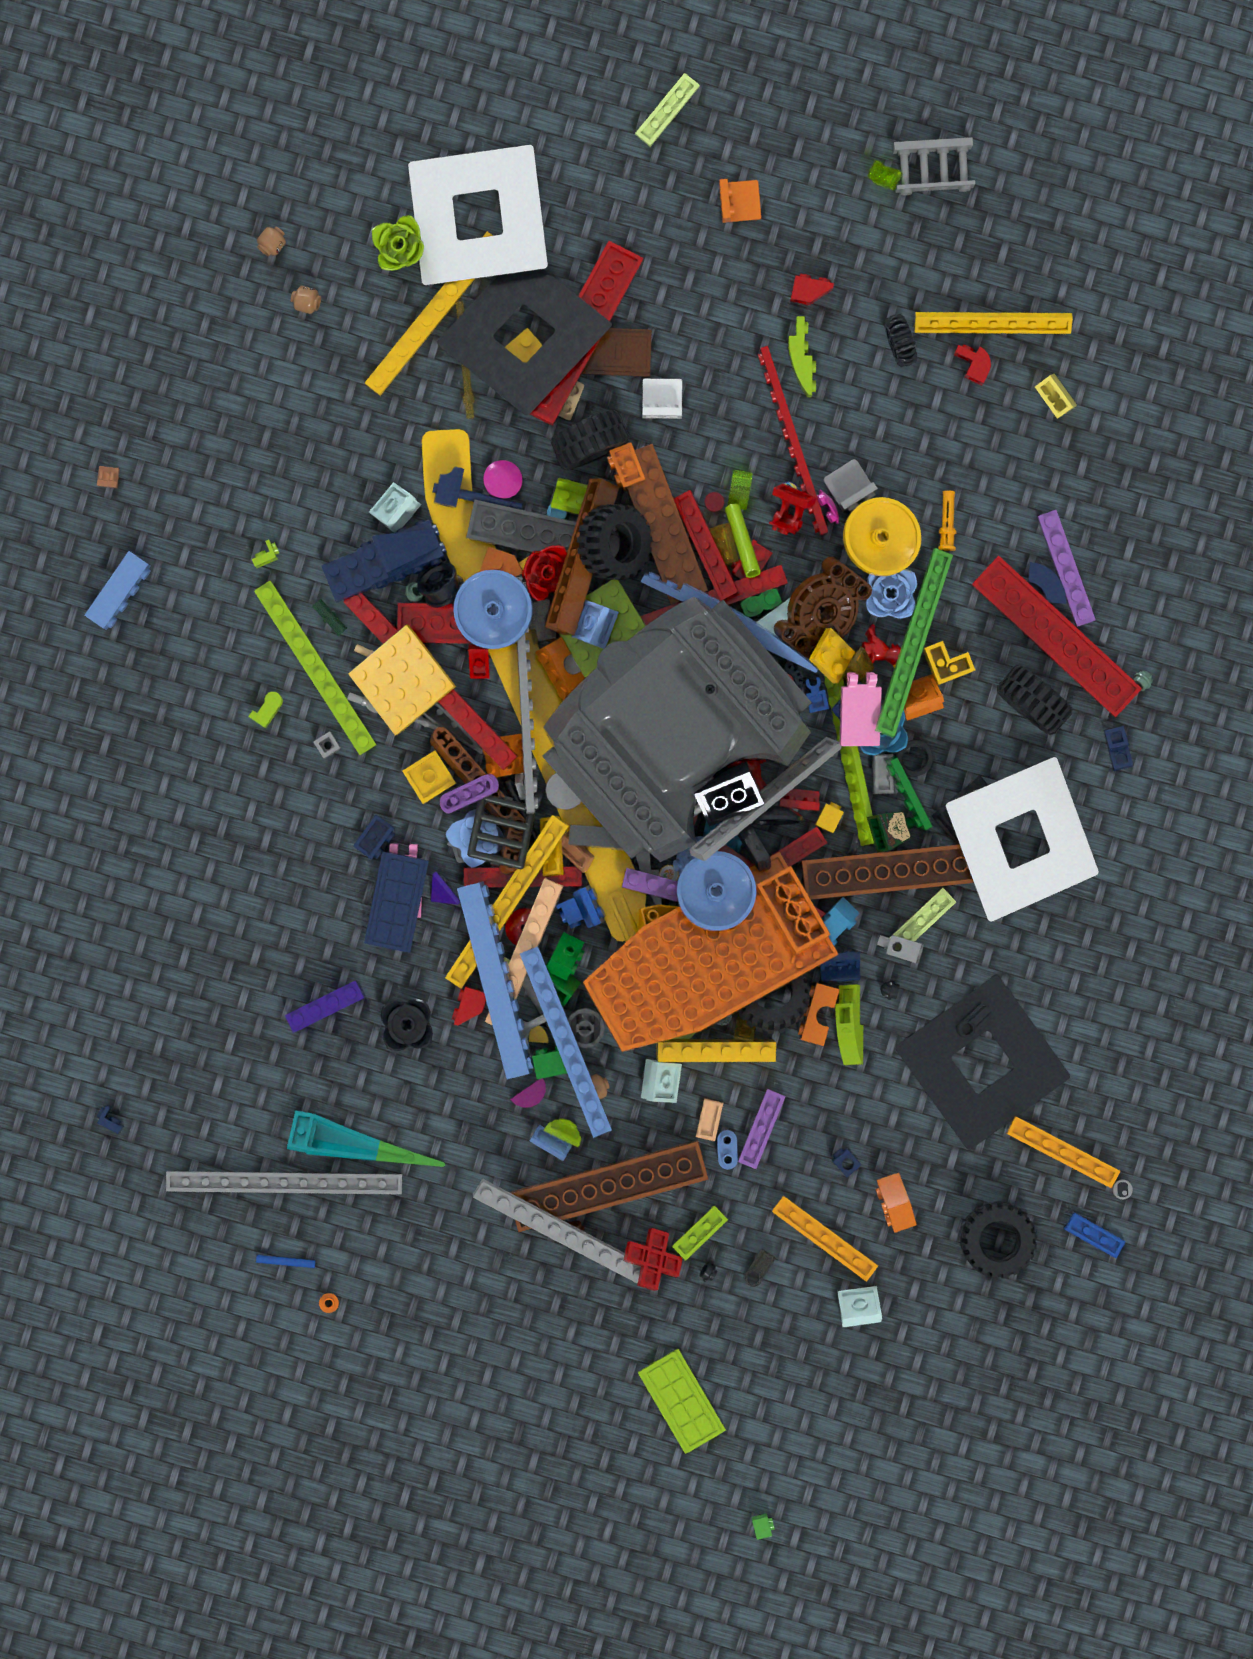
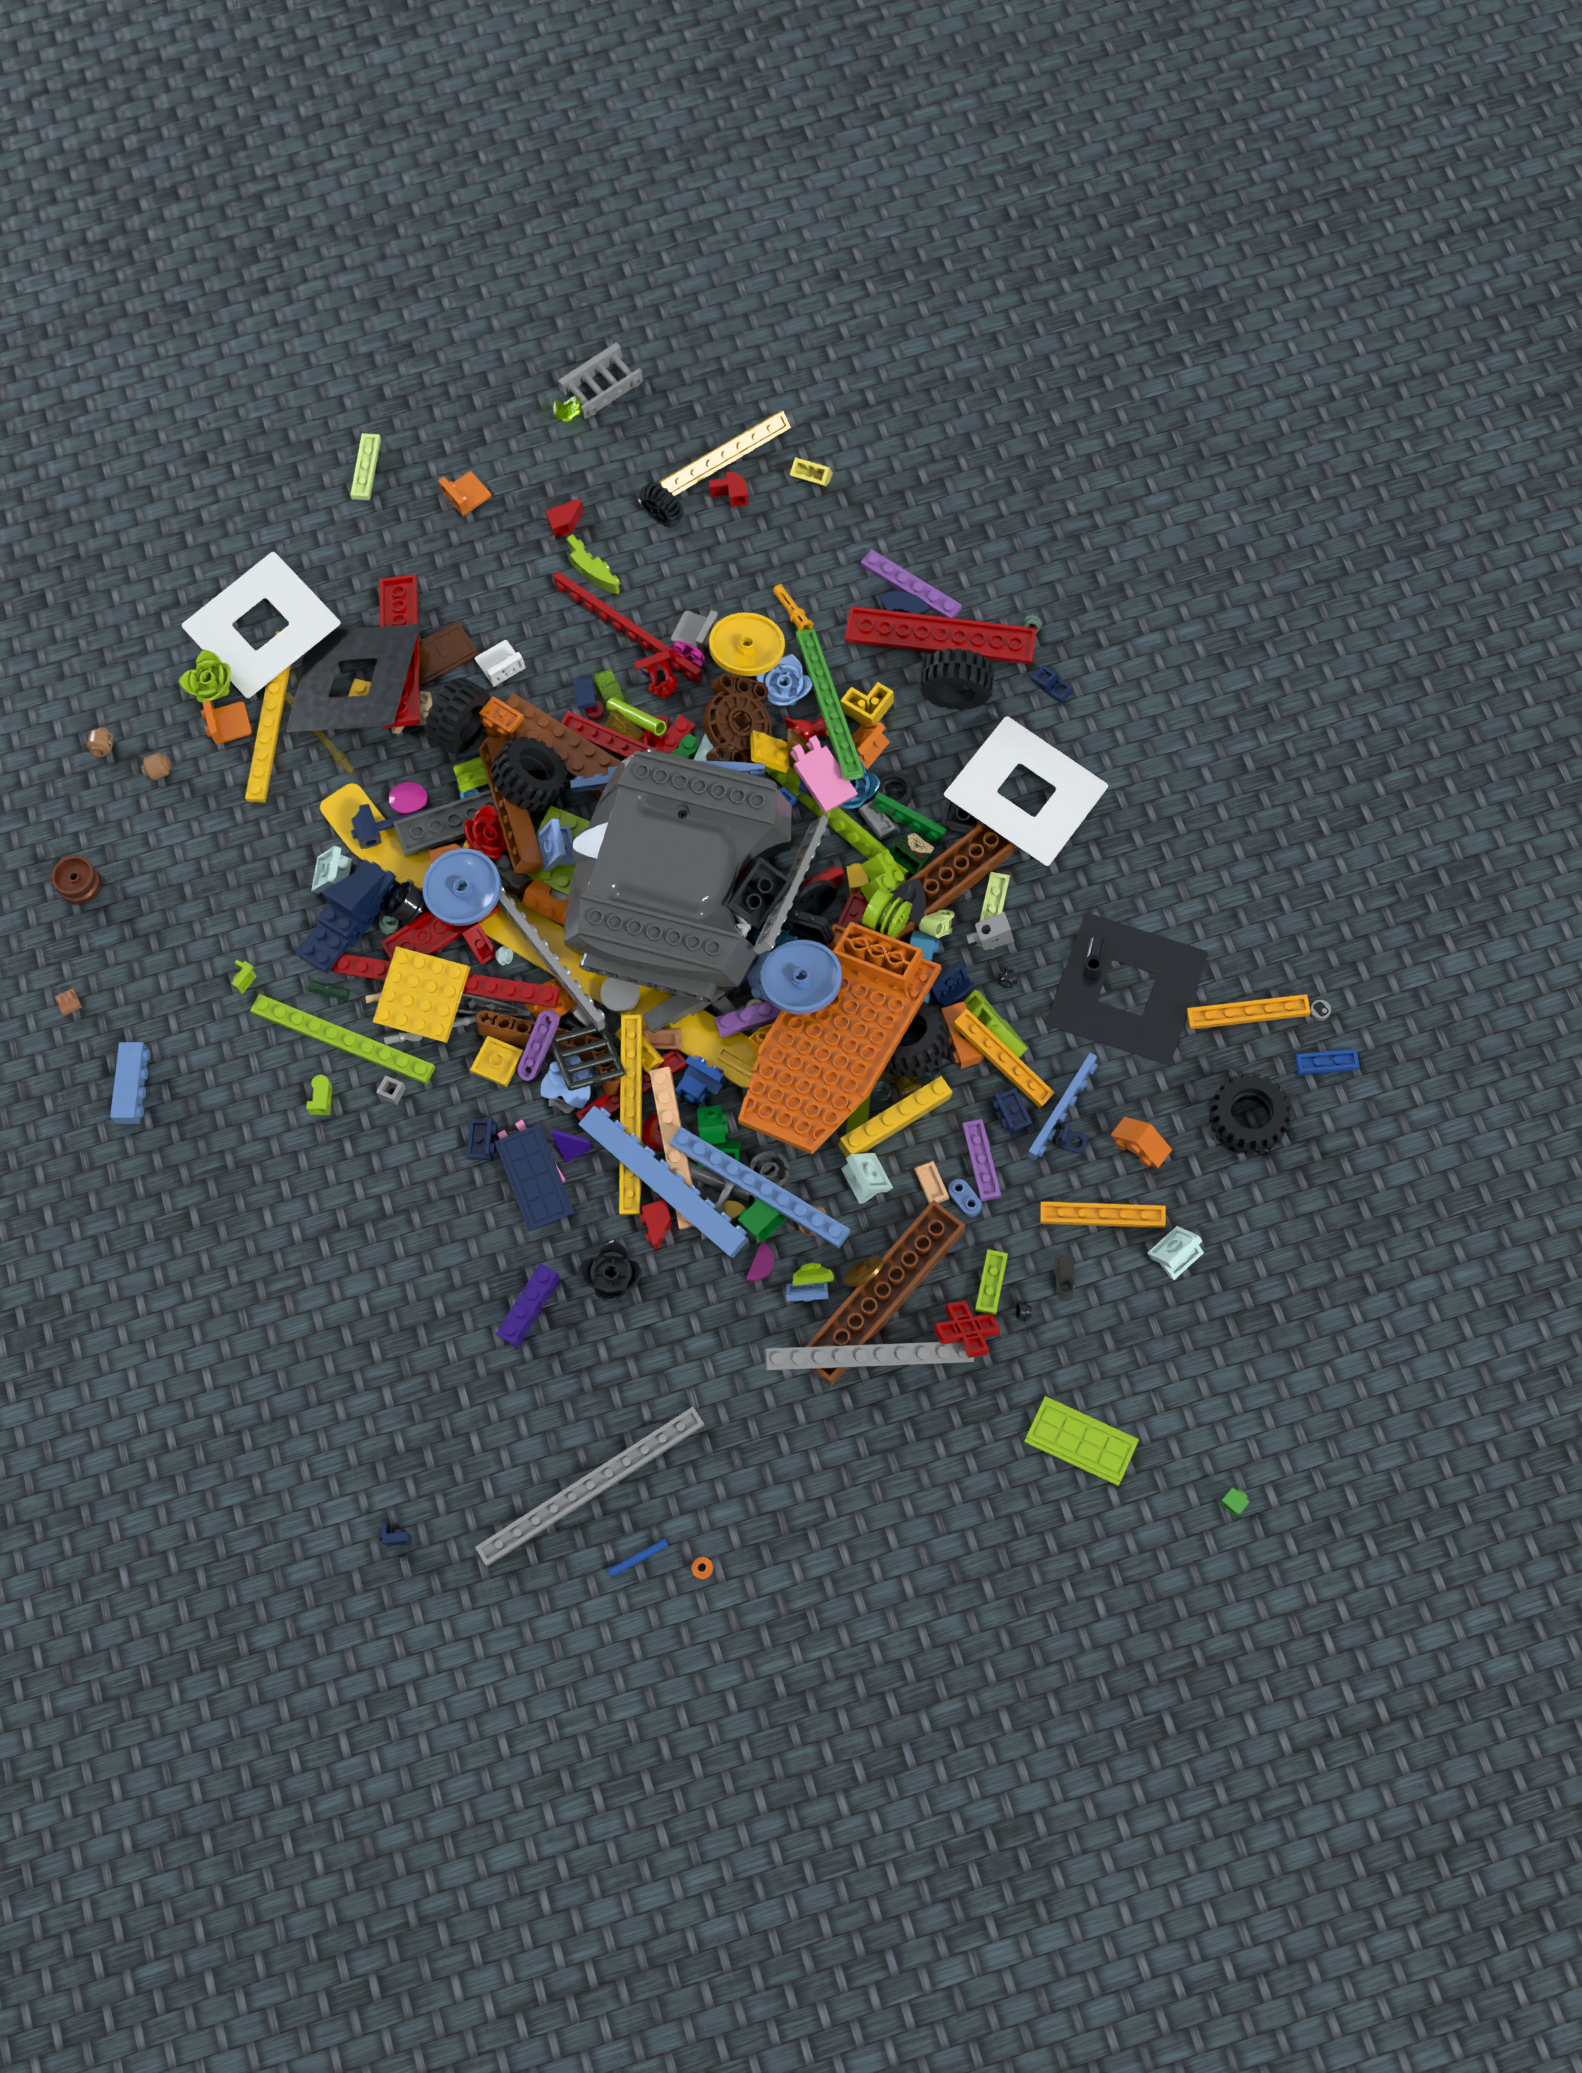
camera: 25 degrees left, 20 degrees down
(165, 372) = (76, 880): none -> copper wheel
(326, 1138) = (604, 1419): teal plate -> none
(392, 295) = (226, 722): none -> orange bracket
(493, 684) = (504, 955): none -> light aqua plate
(604, 1160) = (863, 1271): none -> pearl gold piece
(716, 480) = (584, 691): none -> dark blue slope
(814, 1105) = (1011, 1110): none -> dark blue bracket
(825, 880) = (884, 913): none -> lime wheel
(836, 1059) = (1003, 1058): none -> light orange plate
(850, 837) = (883, 874): none -> lime brick
(853, 873) = (914, 893): none -> black shield
(863, 1127) = (1059, 1113): none -> medium blue plate
(866, 906) = (937, 923): none -> yellowish green piece

